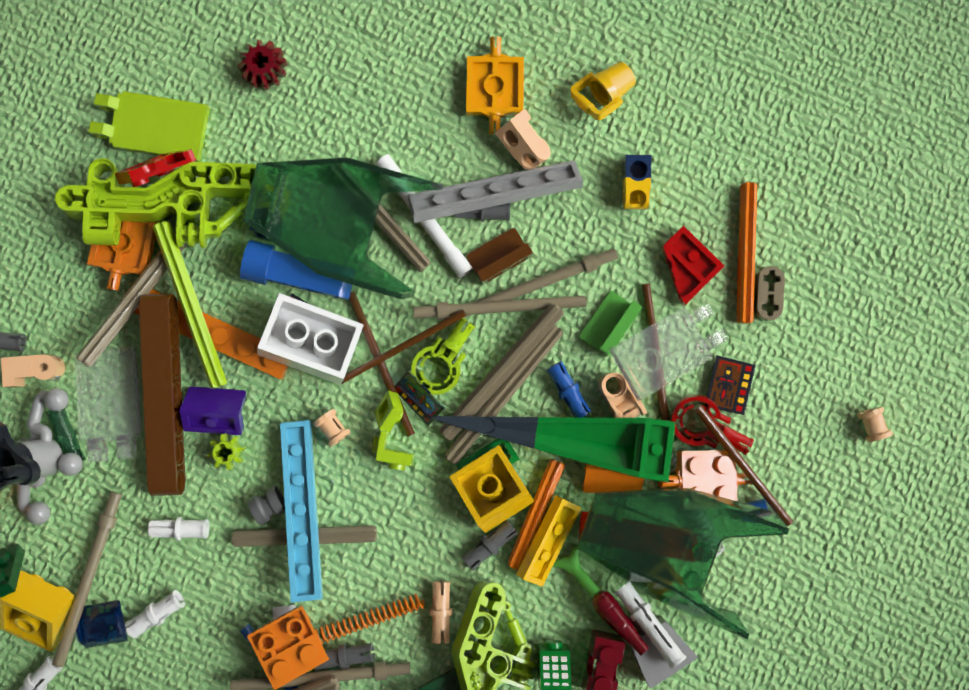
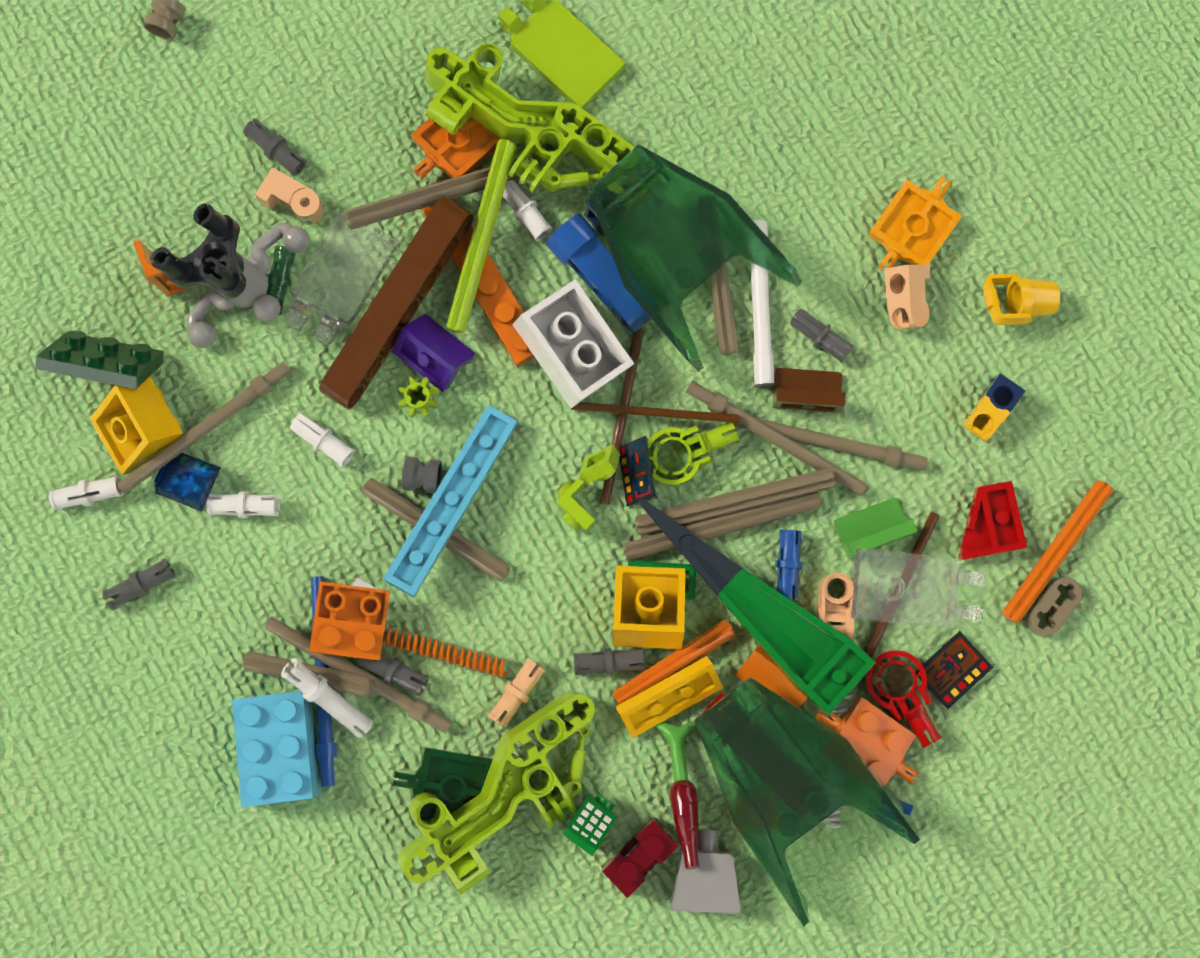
camera: 35 degrees right, 5 degrees down
(159, 166) = (543, 88): red wing -> none
(209, 262) = (526, 210): none -> white axle
(253, 60) = (715, 66): dark red gear -> none
(332, 428) = (534, 444): light nougat bush -> none
(495, 191) = (847, 324): light grey tile -> none
(650, 625) = (714, 831): white pin -> none
(744, 466) = (914, 753): reddish brown axle -> none
(874, 424) = (1076, 808): light nougat bush -> none

